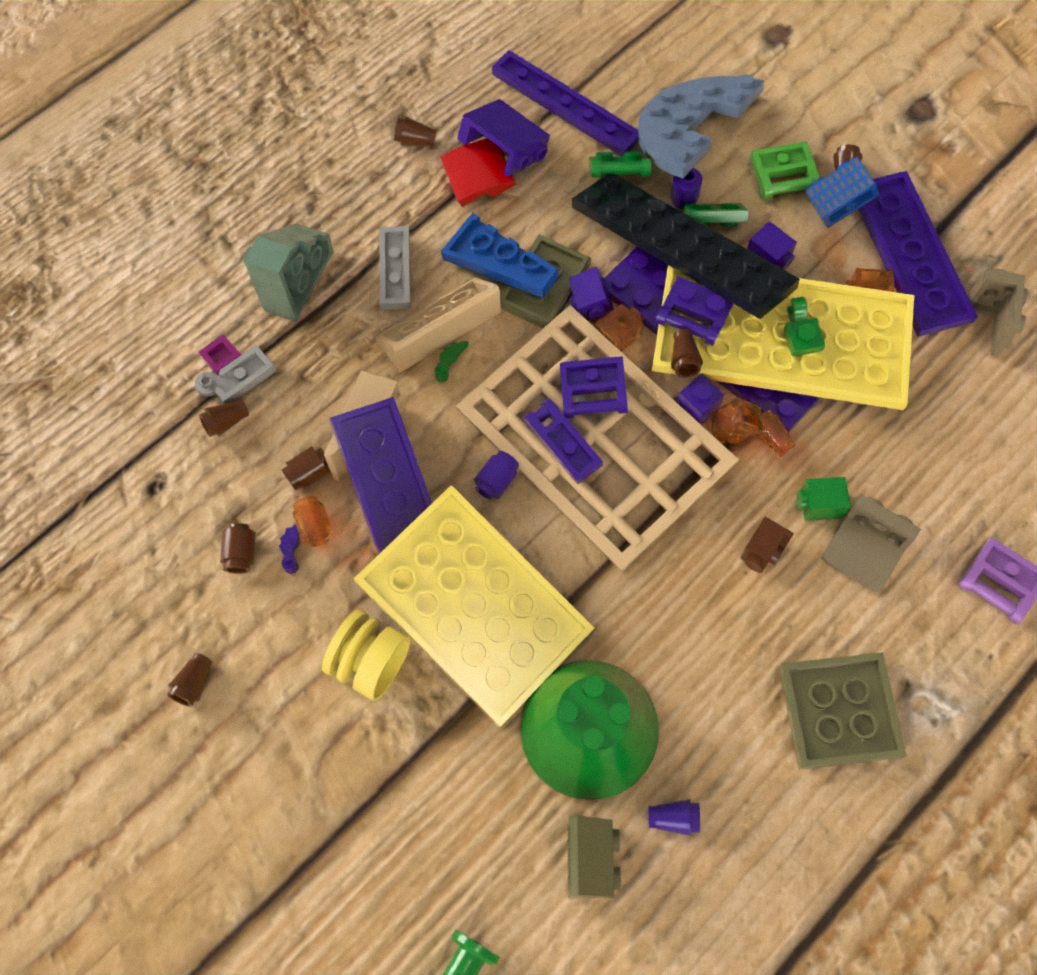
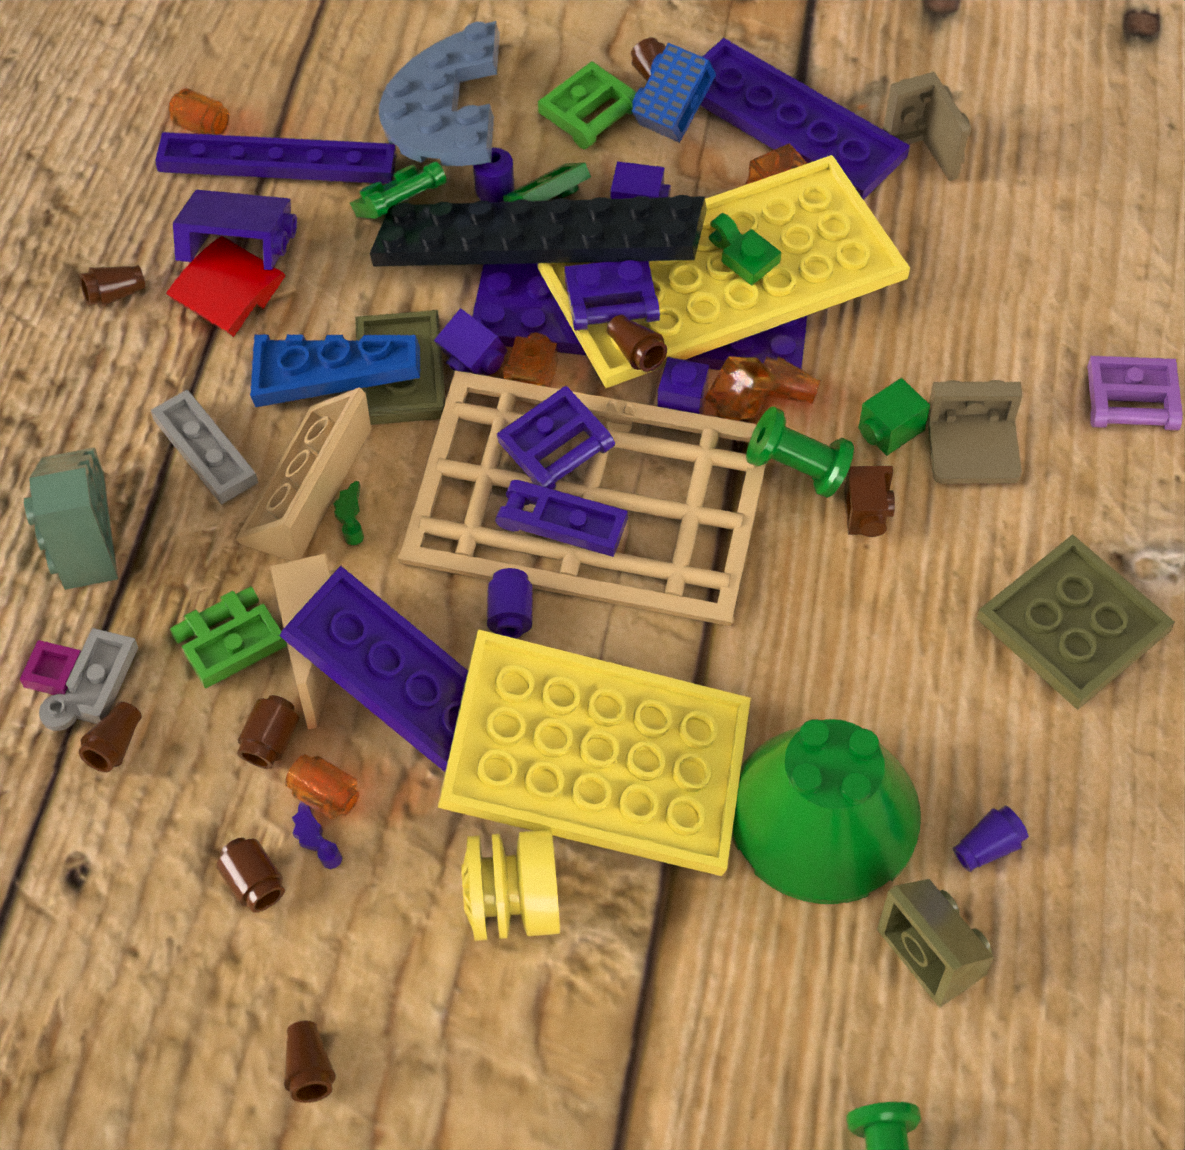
camera: 35 degrees left, 10 degrees down
(319, 402) = (232, 645): none -> bright green plate
(539, 48) = (198, 113): none -> clear orange brick
(741, 488) = (822, 462): none -> green piece

